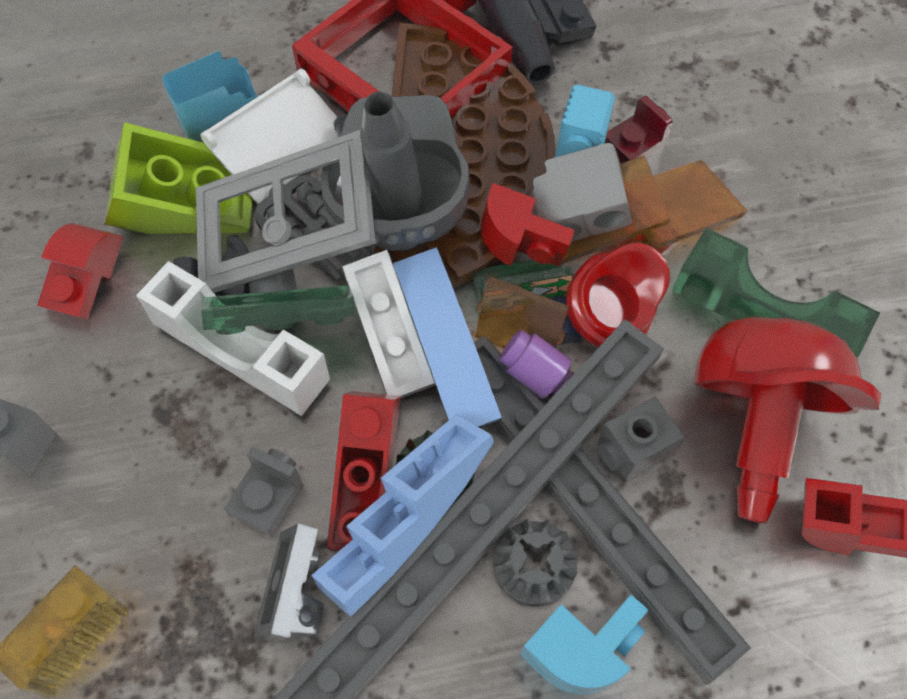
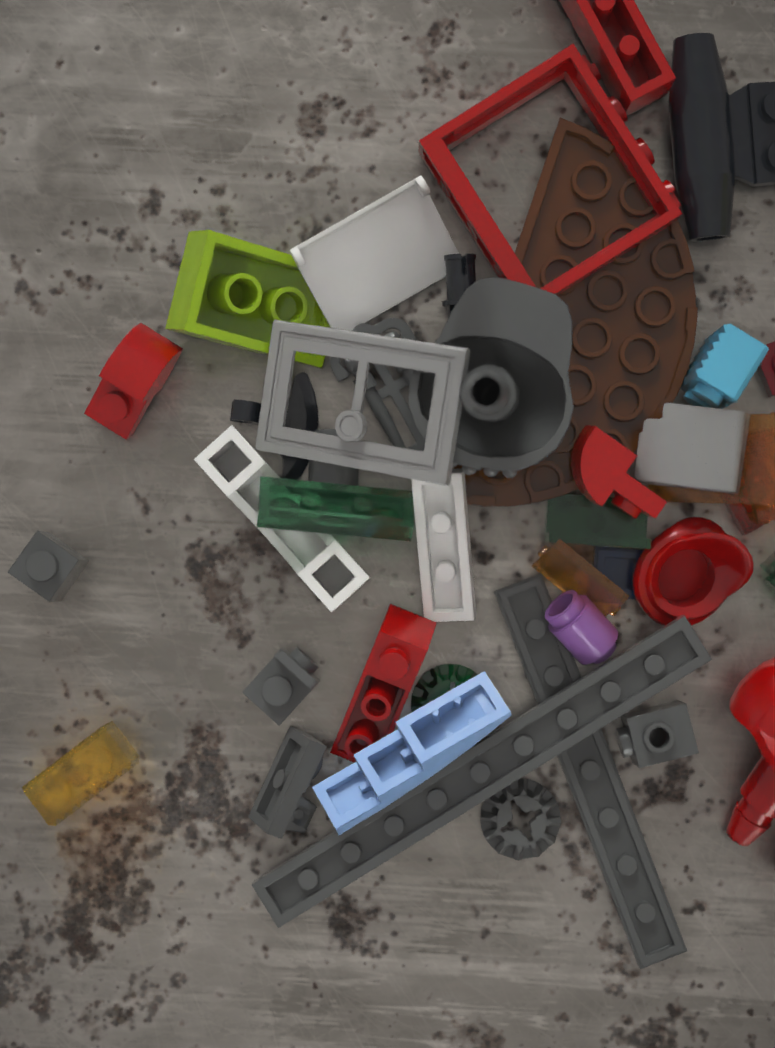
camera: 20 degrees right, 25 degrees up
(207, 92) = (296, 173): medium azure piece -> none
(446, 339) = (497, 578): light blue slope -> none
(576, 658) = (535, 924): medium azure brick -> none

